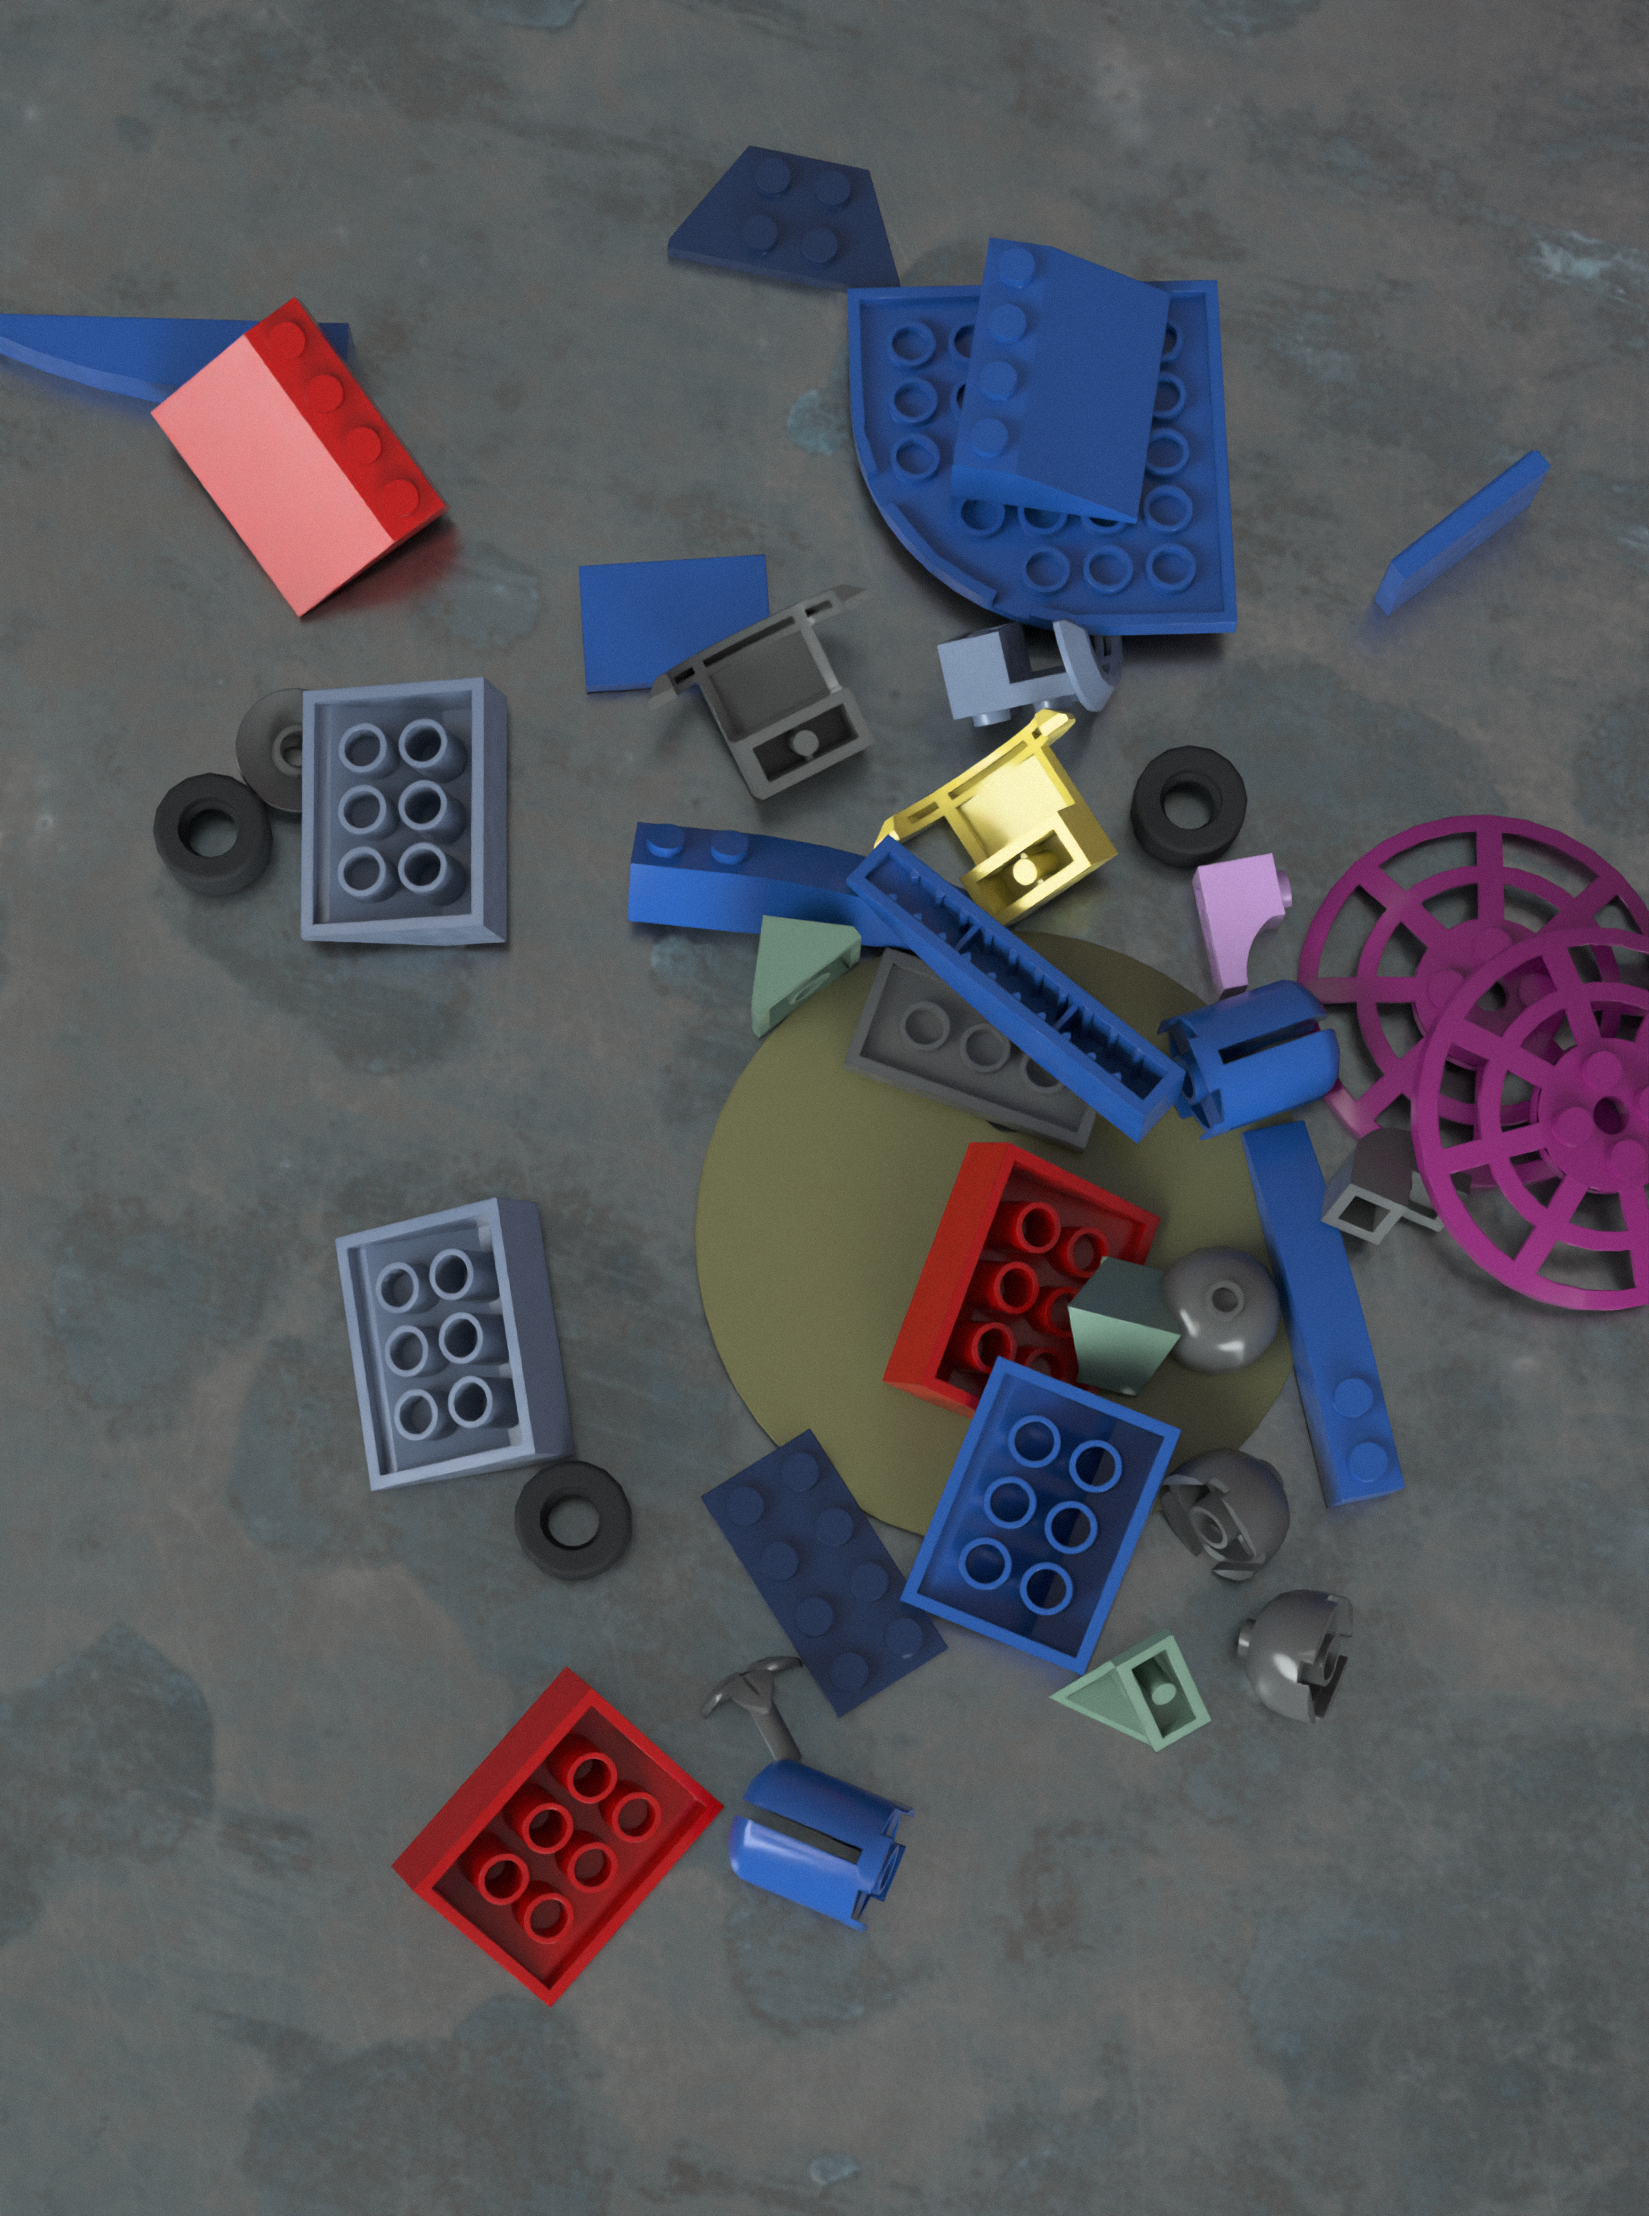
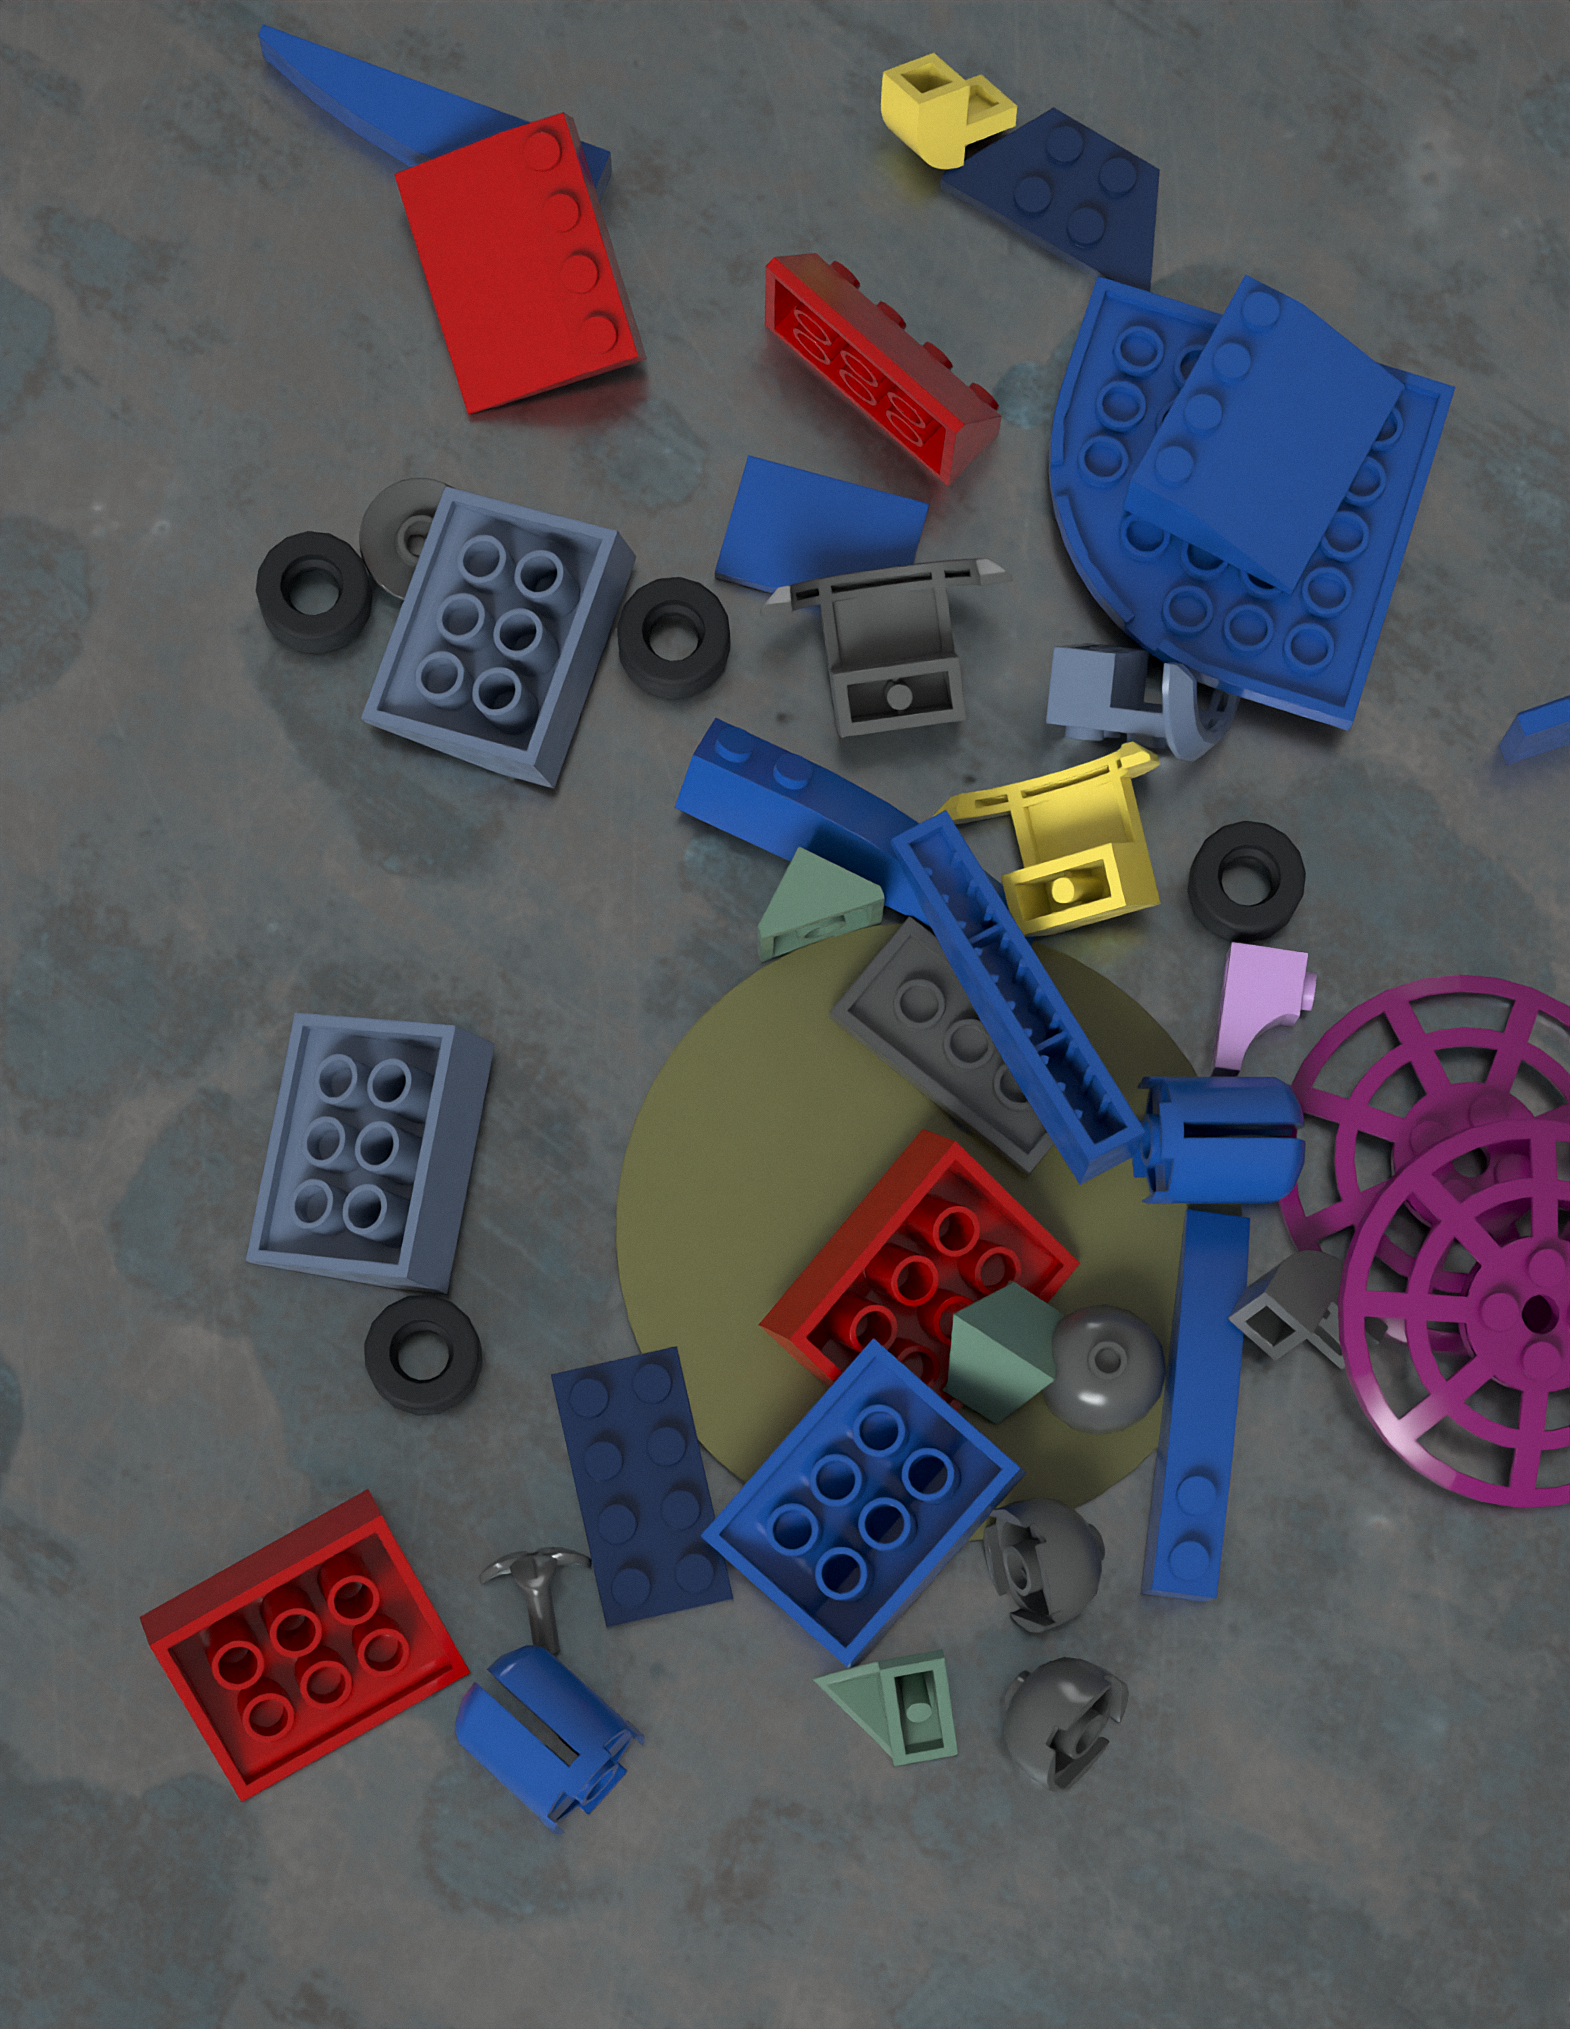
camera: 20 degrees right, 0 degrees up
(569, 722) = (673, 598): none -> black tyre
(647, 180) = (941, 111): none -> light yellow brick
(672, 439) = (878, 363): none -> red slope

